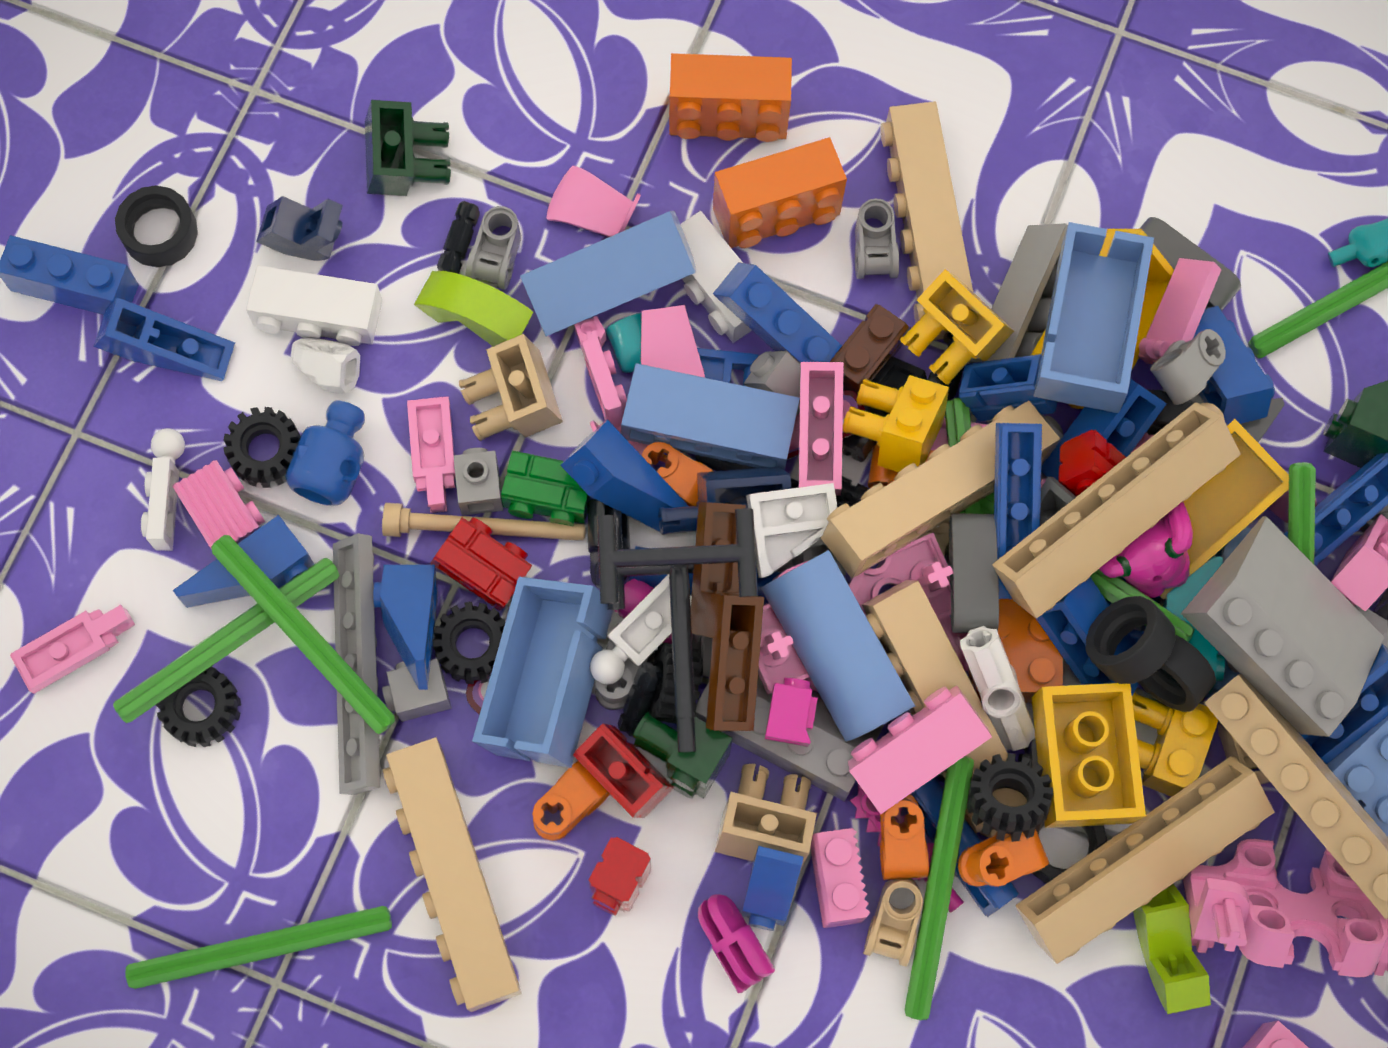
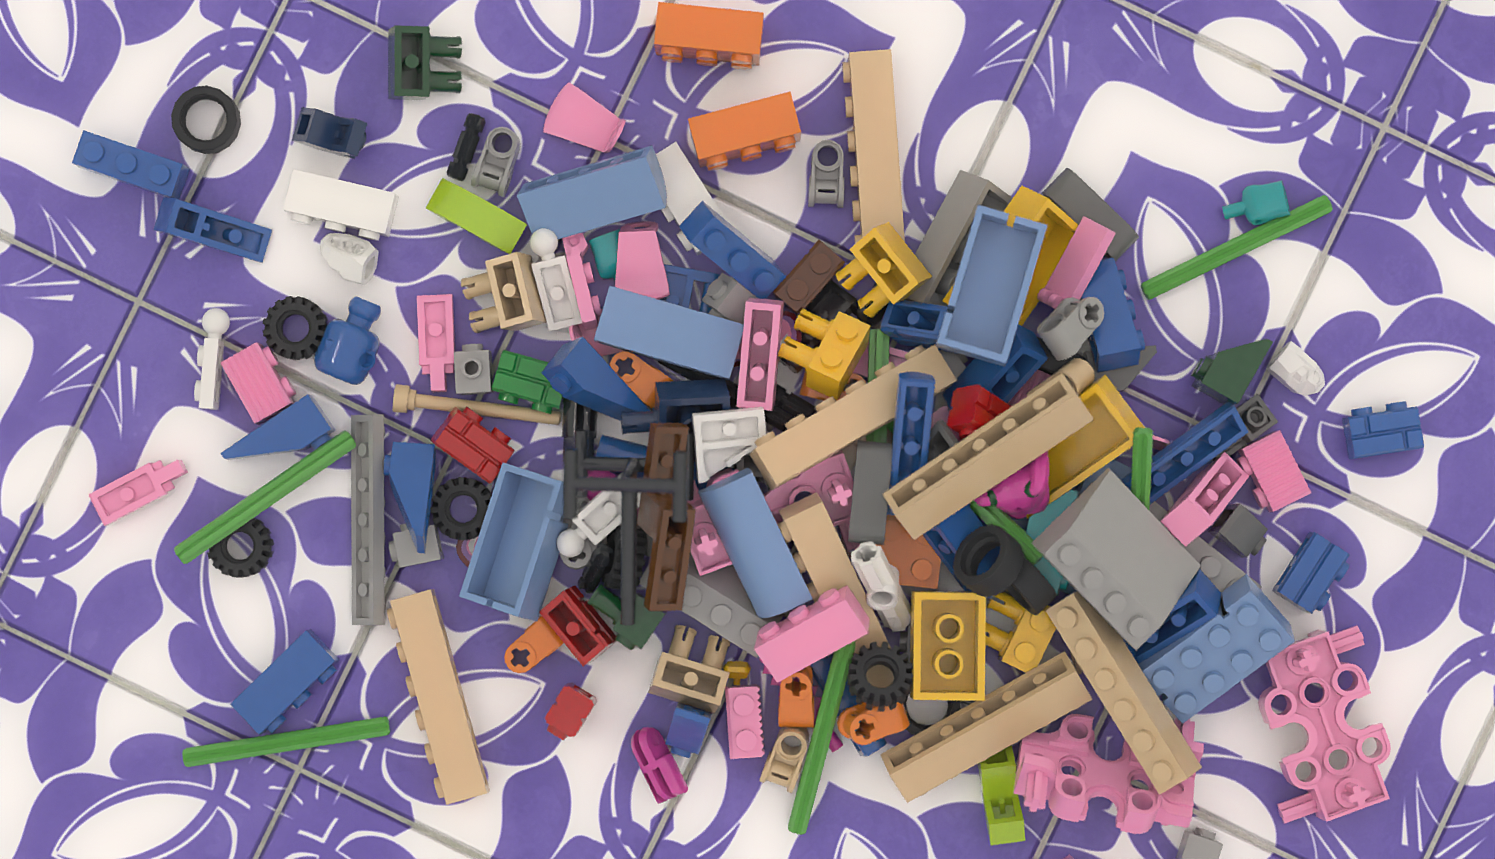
camera: 10 degrees right, 15 degrees up
(256, 870) = (286, 683): none -> blue brick
(303, 634) = (325, 499): bright green axle -> none
(569, 375) = (554, 282): none -> white plate
(791, 712) = (713, 596): dark pink window -> none
(825, 818) = (737, 670): none -> yellow rock

